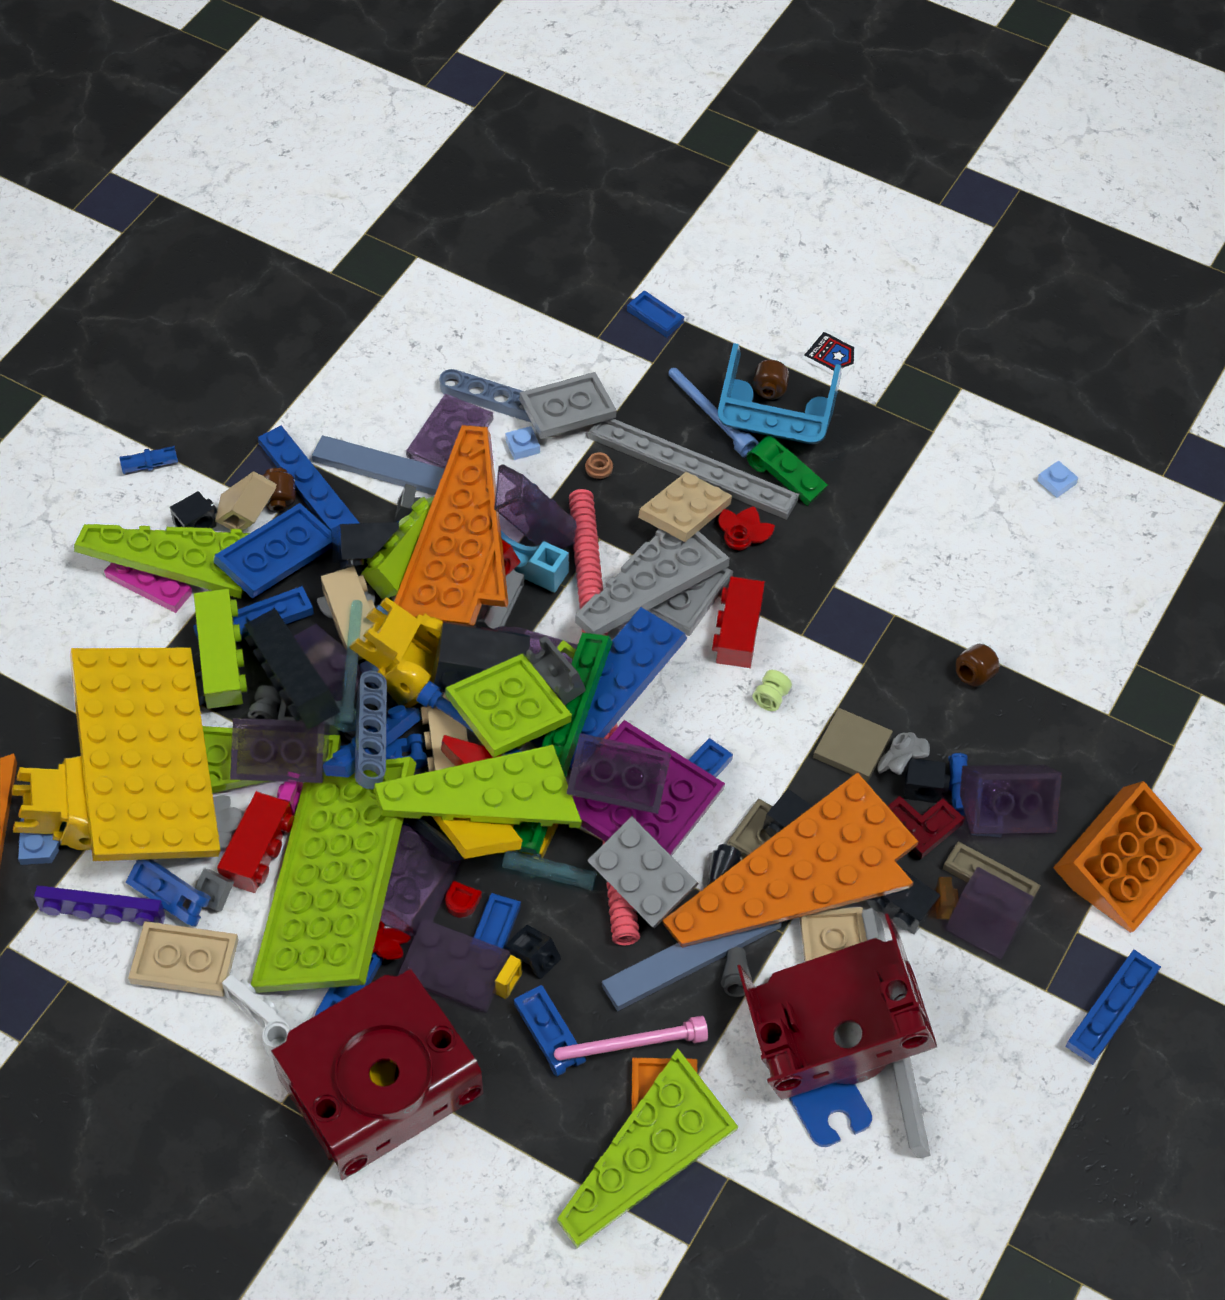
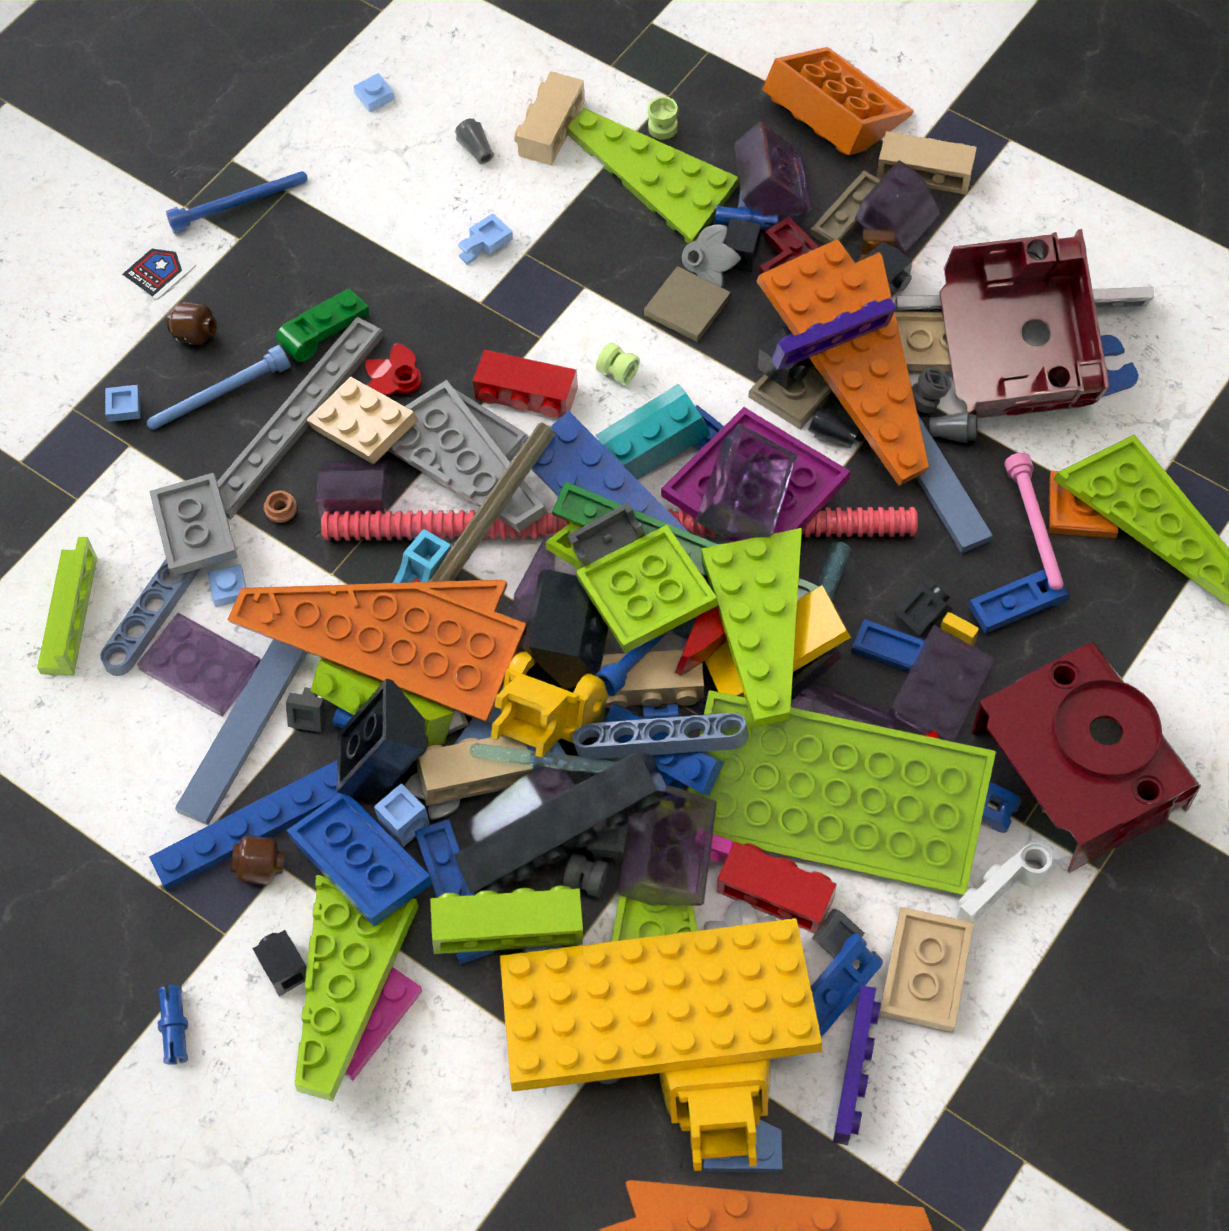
camera: 80 degrees left, 5 degrees up
(244, 501) = (281, 892): tan slope -> none
(308, 572) = (401, 814): none -> light blue brick
(462, 899) = (855, 679): red tile -> none
(491, 346) = (68, 610): none -> lime fence
(532, 510) = (360, 557): clear purple slope -> none
(589, 594) = (494, 504): none -> dark tan axle
(618, 508) = (352, 486): none -> clear purple slope
(642, 872) = (854, 484): light grey plate -> none
(655, 313) = (56, 434): blue tile -> none
(687, 348) = (122, 403): none -> light blue plate
(693, 717) = (655, 432): none -> teal slope
(740, 413) = (266, 293): dark azure windscreen -> none
(766, 946) = (930, 388): none -> dark grey wheel
(803, 844) = (834, 333): none -> dark purple plate
(883, 357) = (181, 218): none -> blue piece
(900, 579) = (485, 235): none -> light blue plate
(977, 665) = (606, 184): reddish brown head -> none
(1002, 714) = (657, 174): none -> lime wing
(1012, 558) = (473, 138): none -> dark grey cone
(1050, 614) = (548, 119): none -> tan brick
(1059, 940) = (941, 163): none -> tan brick
(1069, 705) = (662, 118): none -> yellowish green wheel
(1113, 1007) = (996, 133): blue plate -> none

